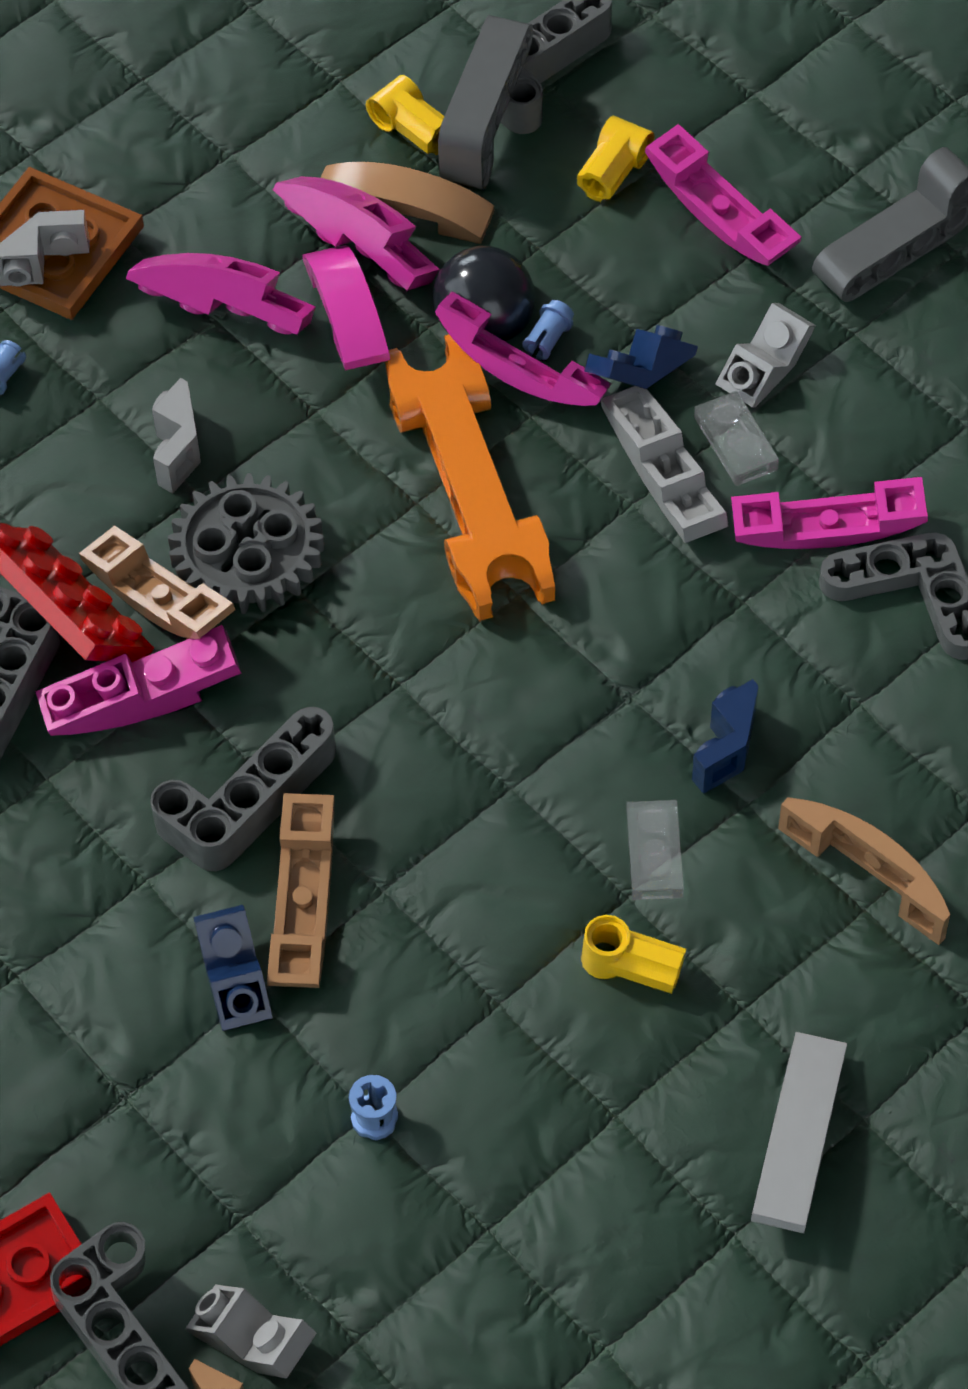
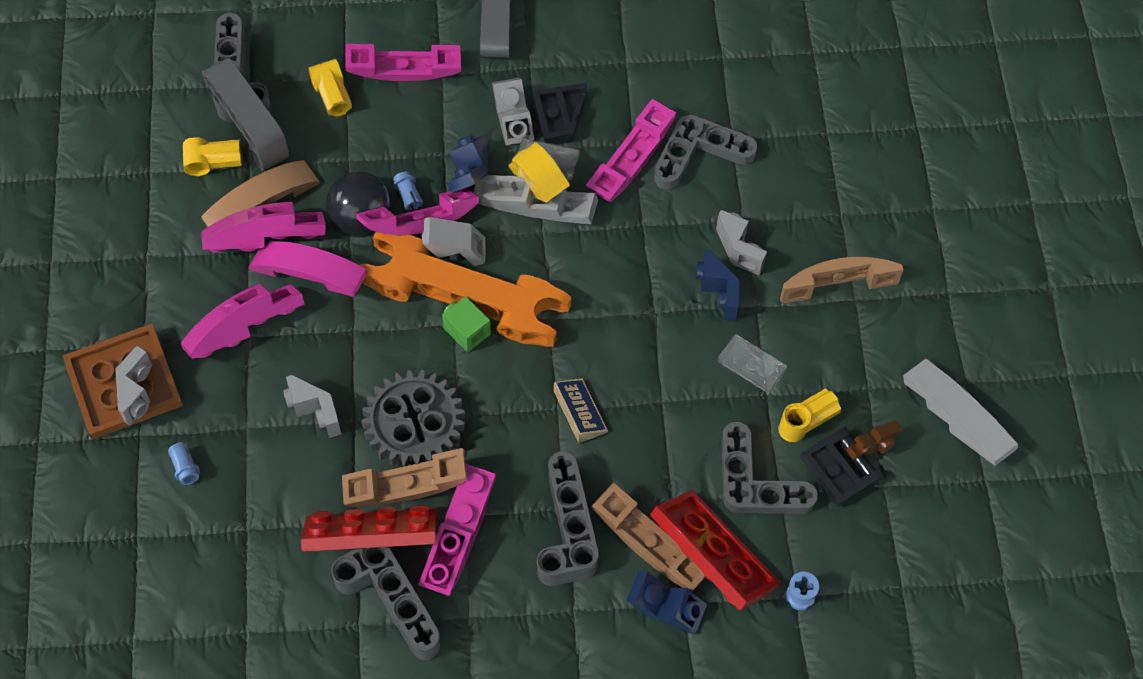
camera: 55 degrees left, 5 degrees up
(341, 968) = (715, 549): none -> red plate
(415, 703) = (579, 409): none -> slope
(420, 508) = (466, 324): none -> bright green brick
(474, 963) = (751, 489): none -> dark grey beam
(516, 409) = (454, 237): none -> light grey slope
(578, 1039) = (833, 470): none -> black plate
(661, 1053) = (879, 439): none -> reddish brown plate
(683, 426) = (539, 172): none -> yellow brick
(814, 707) = (732, 231): none -> light grey slope
(815, 402) = (559, 111): none -> black wing

